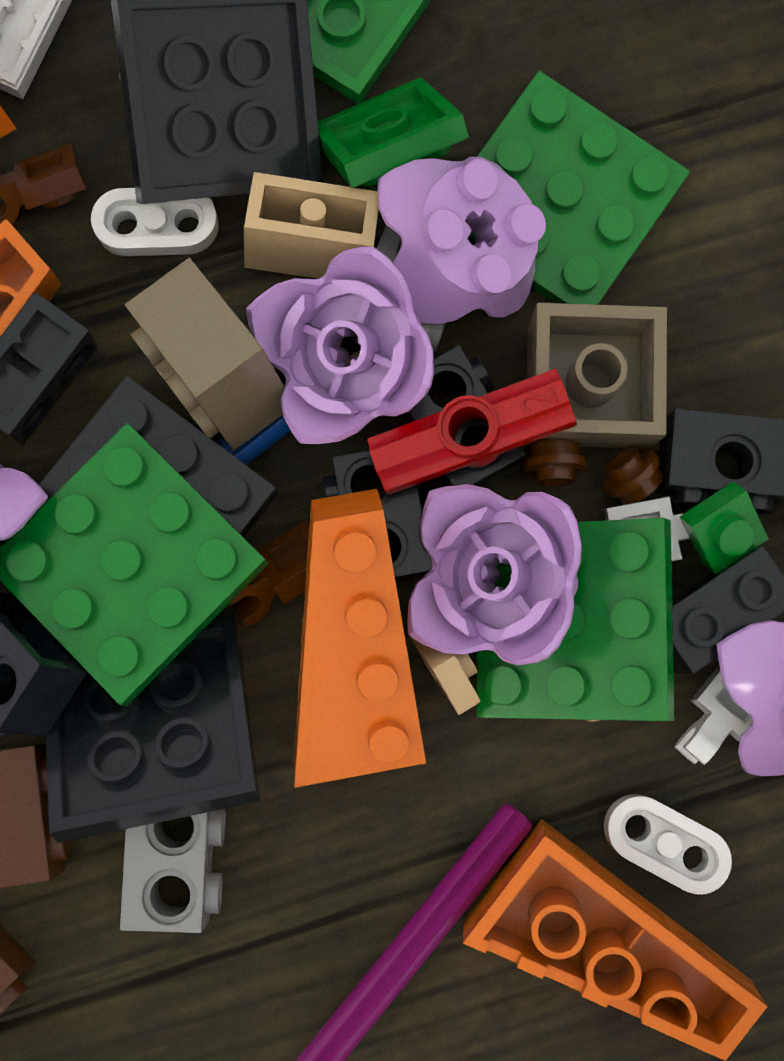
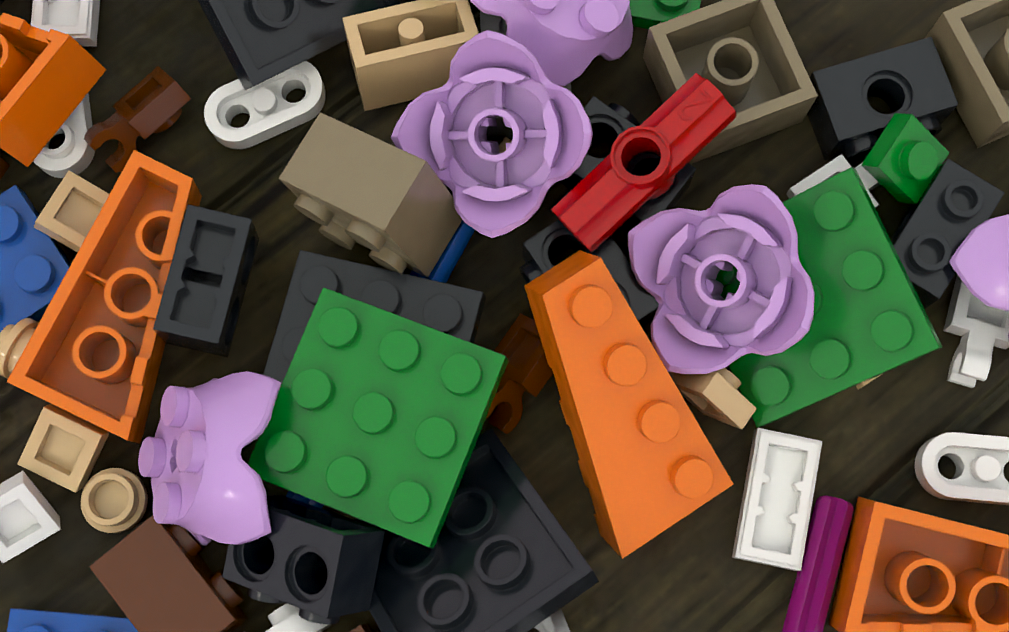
camera: 10 degrees left, 5 degrees down
(465, 791) = (777, 499): none -> white plate
(554, 462) = (723, 166): reddish brown plate -> none
(632, 475) = (799, 149): reddish brown plate -> none

